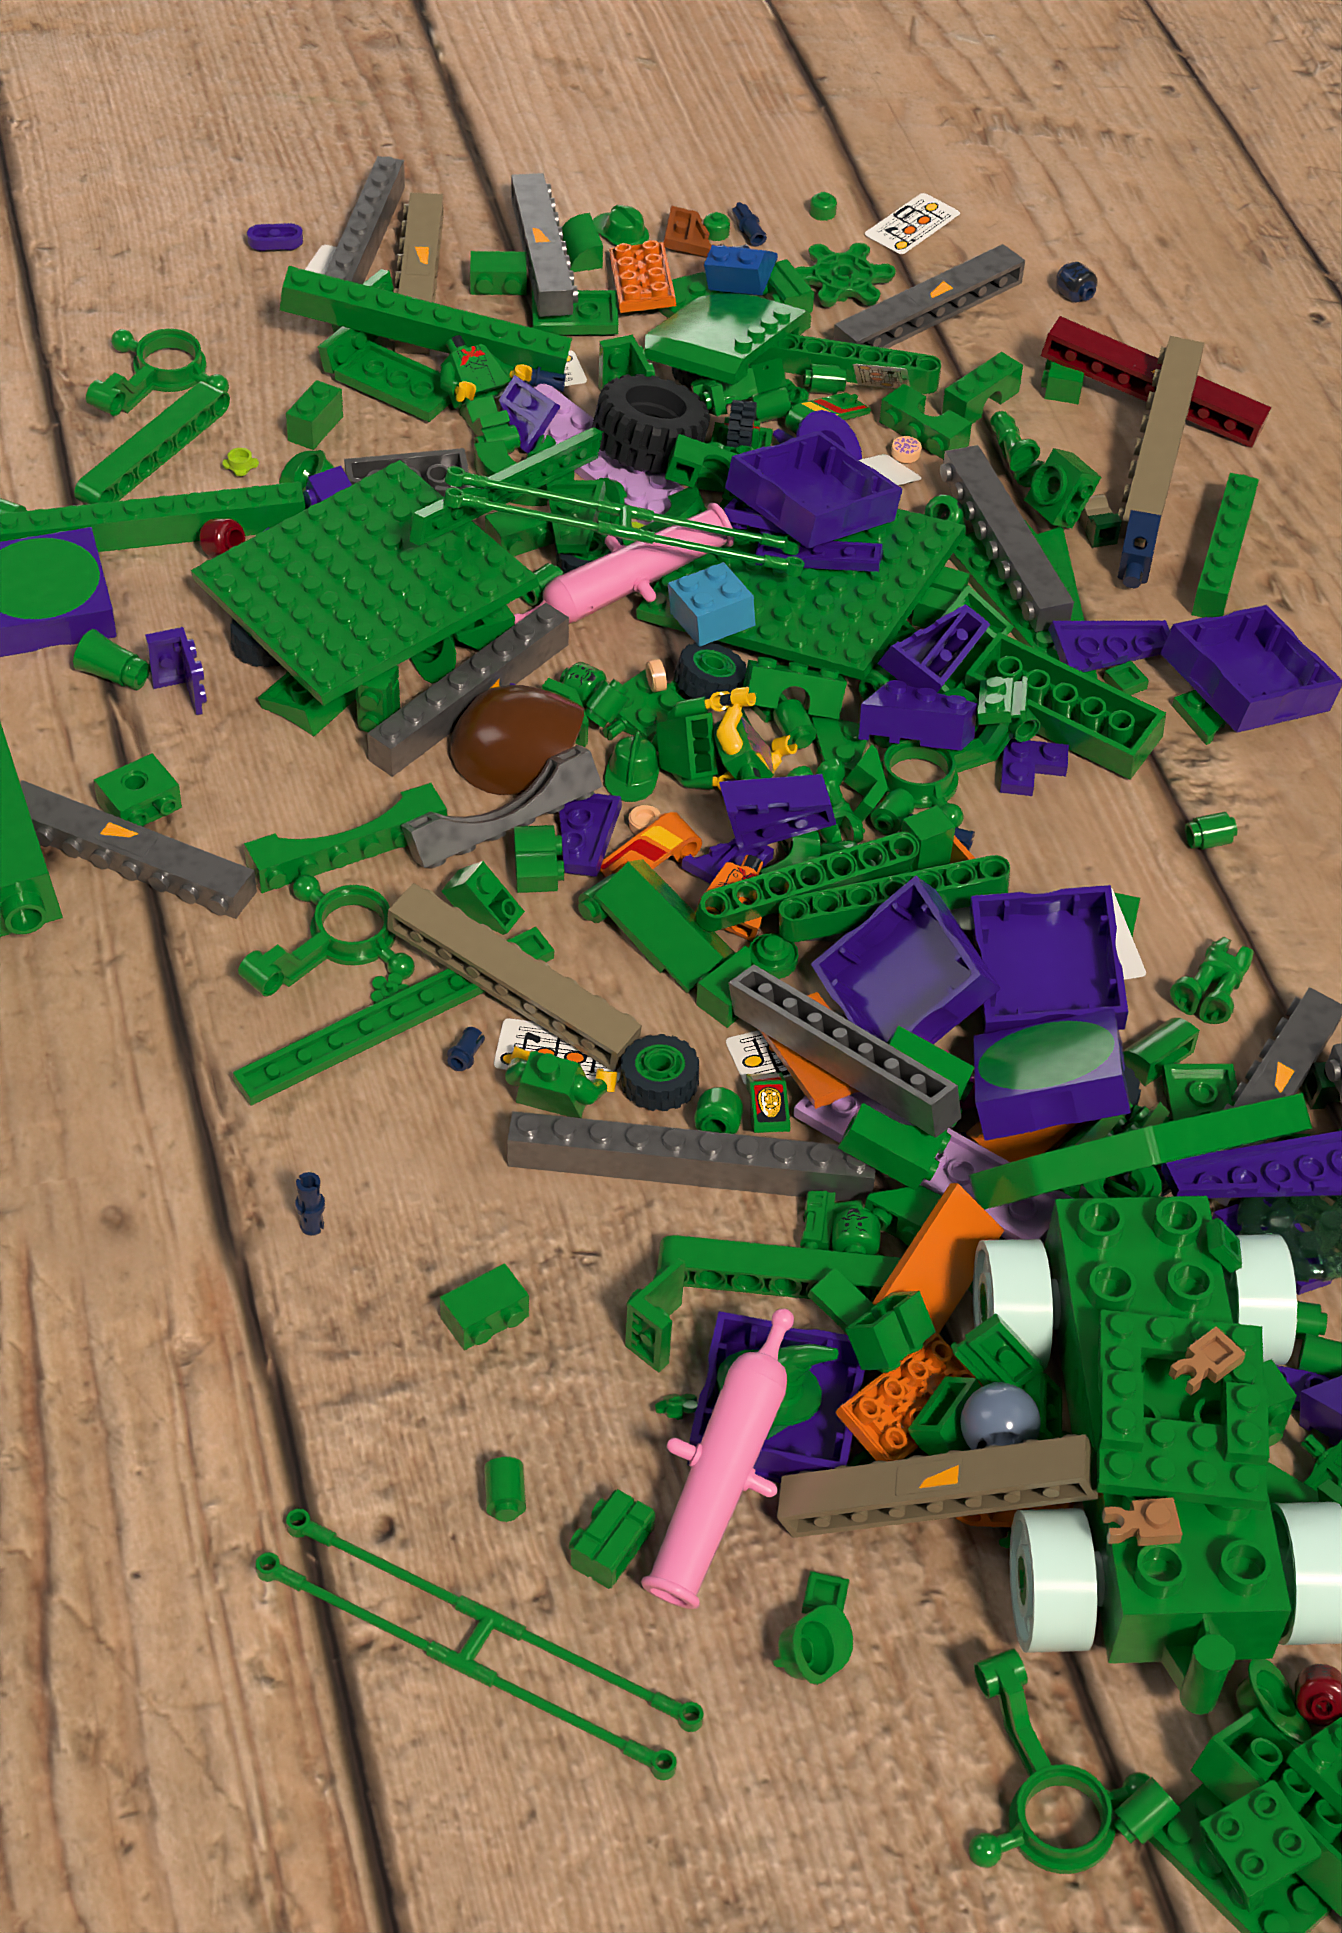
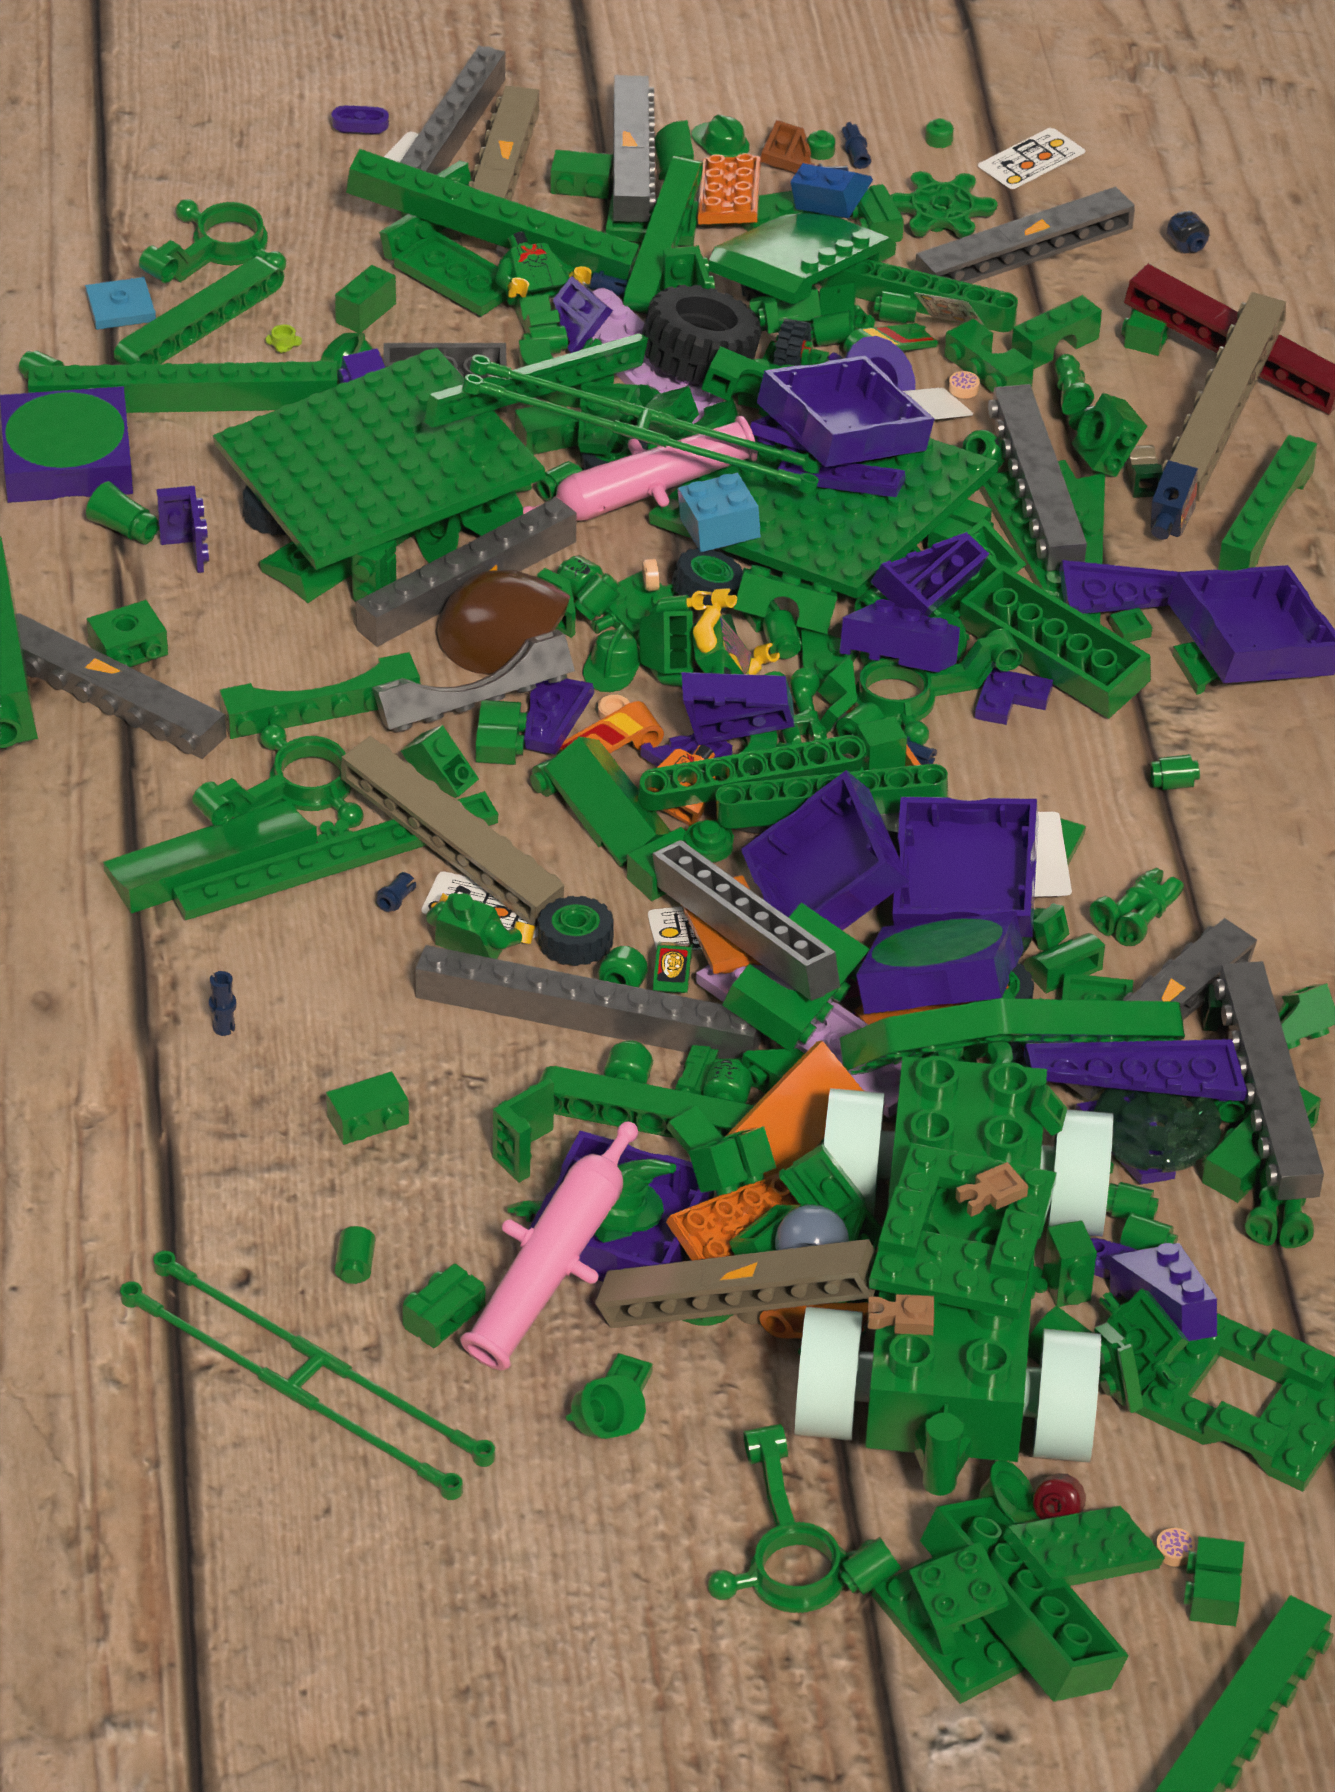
camera: 10 degrees right, 5 degrees down
(71, 440) = (120, 303): none -> dark azure plate
(209, 1053) = (149, 874): none -> green arch
(220, 535) = (248, 404): dark red head -> none
(590, 326) = (663, 231): none -> green beam
(643, 495) = (675, 403): none -> green brick
(748, 1221) = (629, 1062): none -> green head
(1002, 700) = (986, 627): green plate -> none
(1138, 1014) = (1050, 926): none -> green tile

